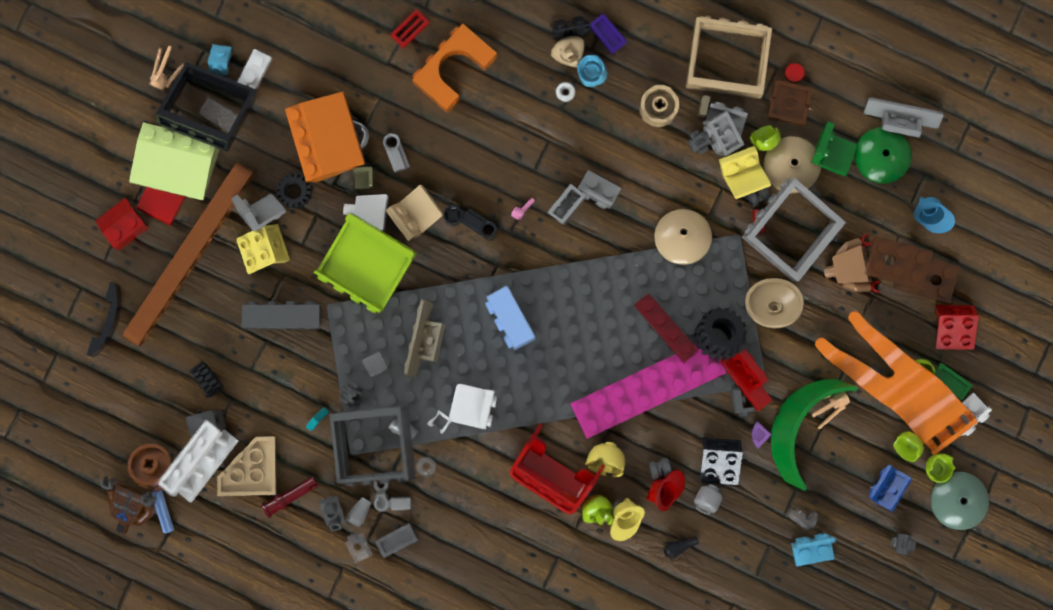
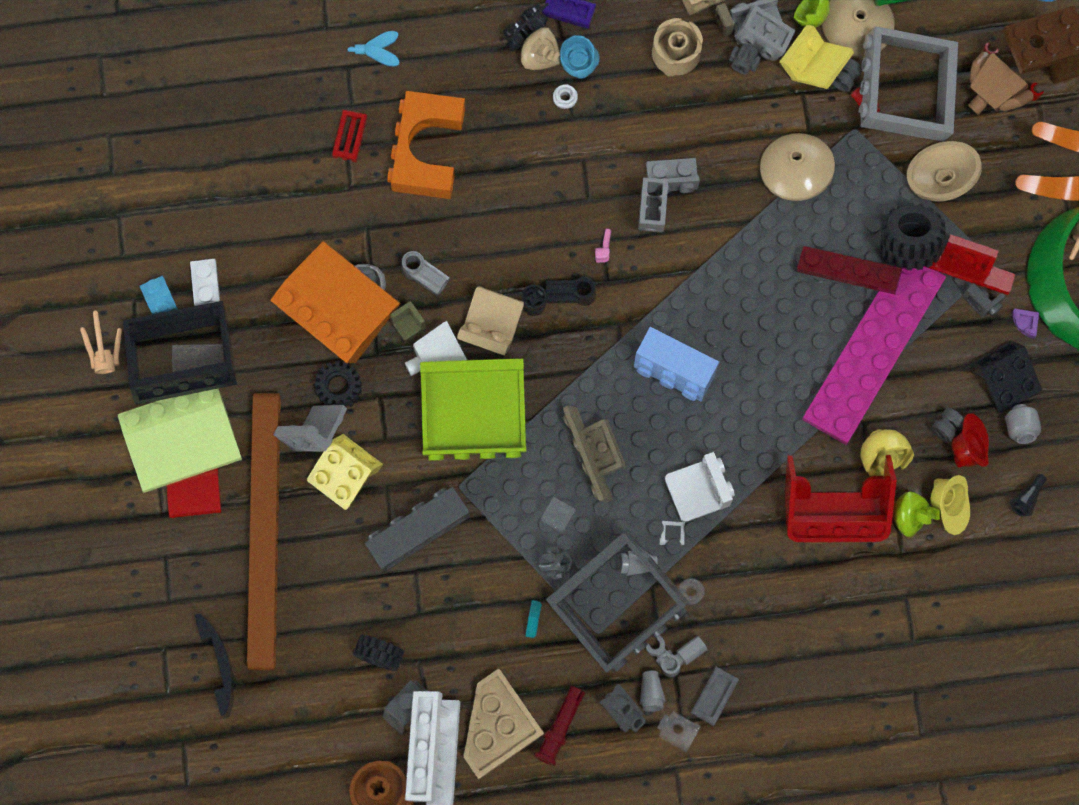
camera: 35 degrees left, 10 degrees down
(121, 224) = (164, 545): red slope -> none

